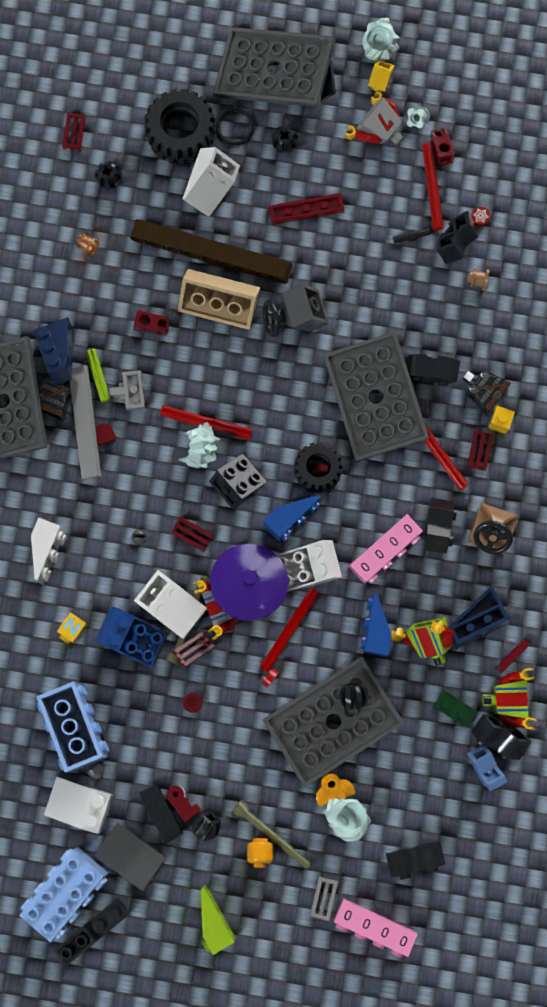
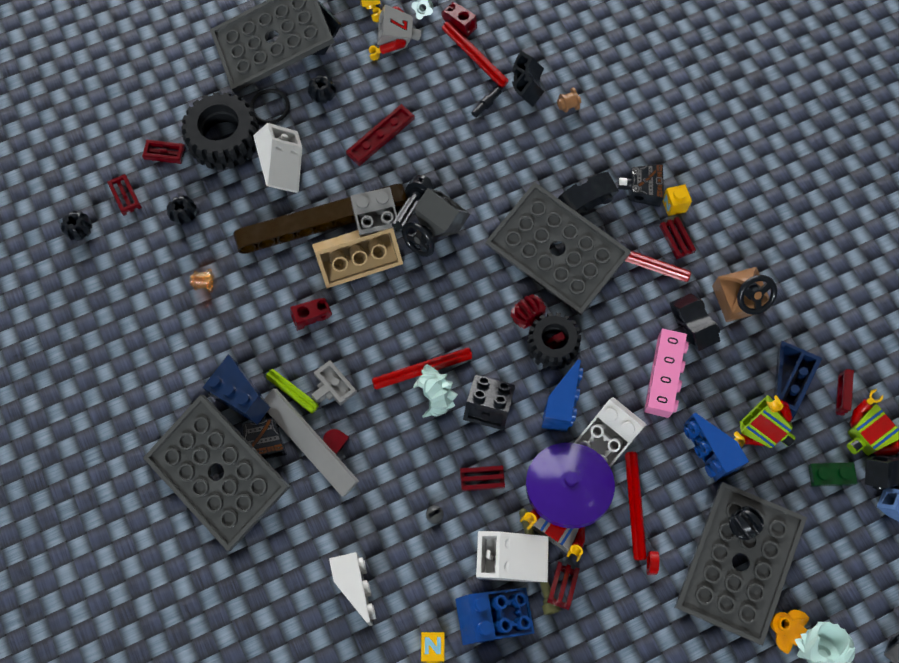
camera: 35 degrees left, 10 degrees down
(21, 136) = (76, 225): none -> black piece
(133, 128) = (163, 155): none -> dark red tile
(192, 702) = (598, 639): dark red tile -> none
(250, 275) = (373, 210): none -> light grey slope
(296, 277) = (414, 192): none -> black piece
(315, 431) = (528, 311): none -> dark red gear
(480, 216) = (534, 51): red tile -> none

